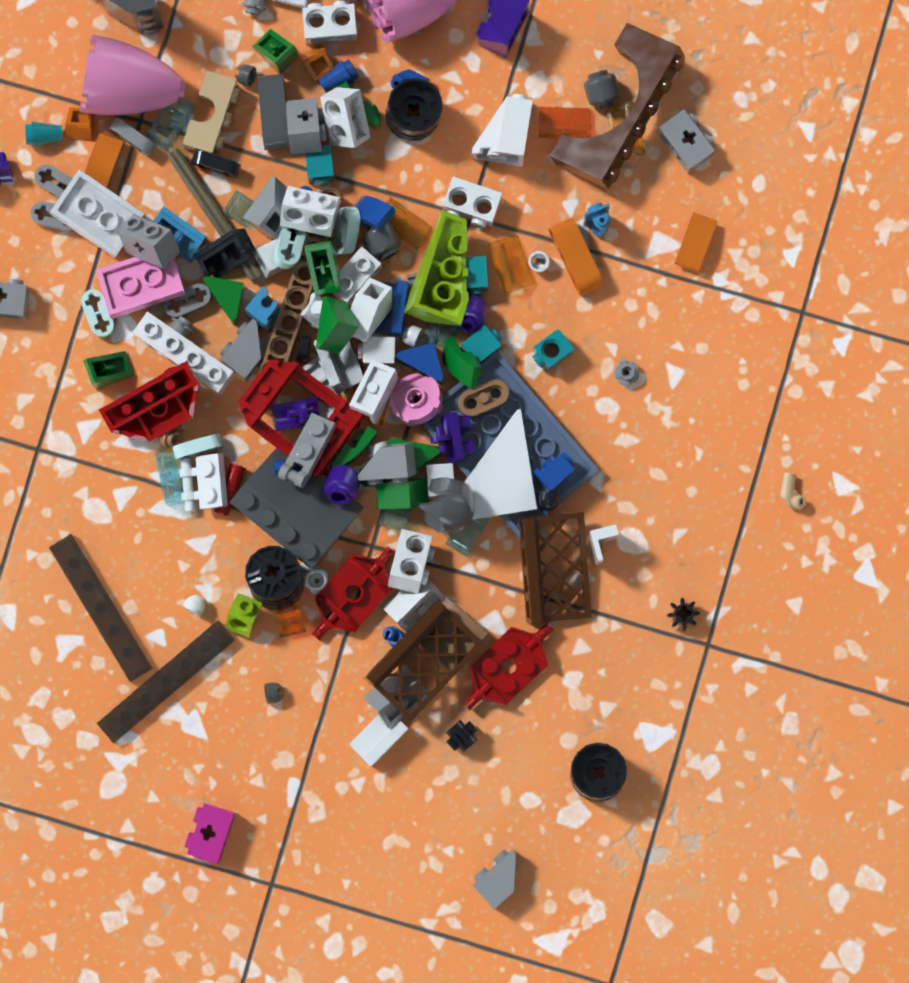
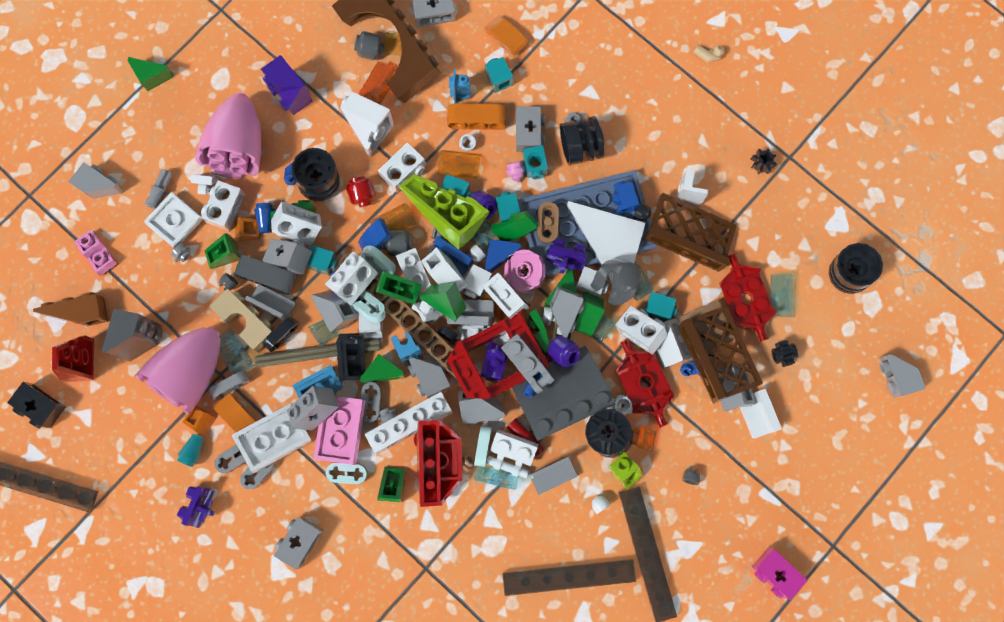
camera: 65 degrees left, 5 degrees down
(202, 539) = (553, 475): none -> light grey panel
(233, 424) = (478, 410): none -> light grey slope
(245, 135) = (271, 302): none -> light grey panel
(421, 169) = (360, 191): none -> red head
(449, 572) = (661, 307): none -> teal brick
(533, 332) = (515, 170): none -> bright pink plate
(533, 708) = (783, 294): none -> clear light blue slope
(598, 312) = (527, 118): none -> light grey brick
(601, 391) = (585, 140): none -> black wheel
(641, 256) = (498, 74): none -> teal brick

